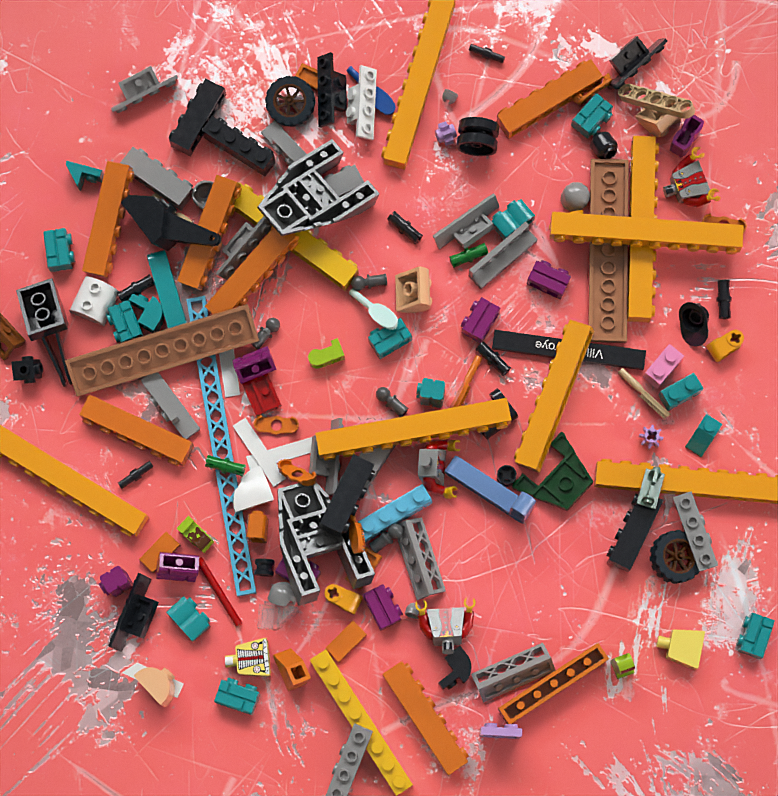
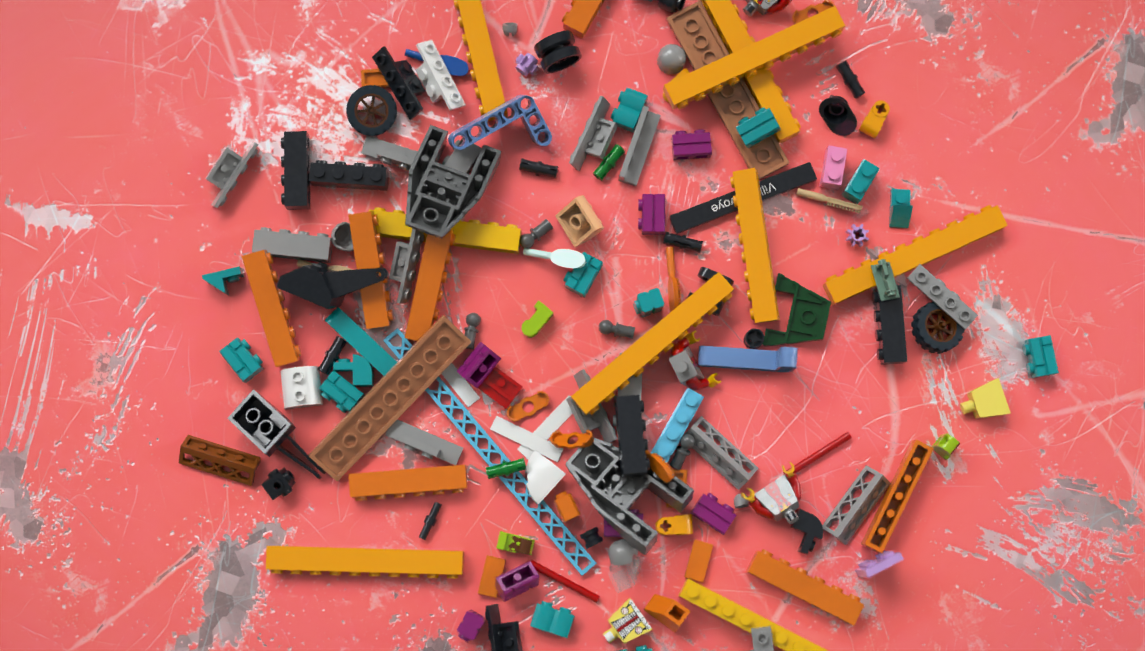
camera: 35 degrees left, 5 degrees up
(394, 168) = (501, 121): none -> medium blue beam
(508, 609) = (820, 453): none -> red bar
(615, 294) = (758, 127): none -> teal brick

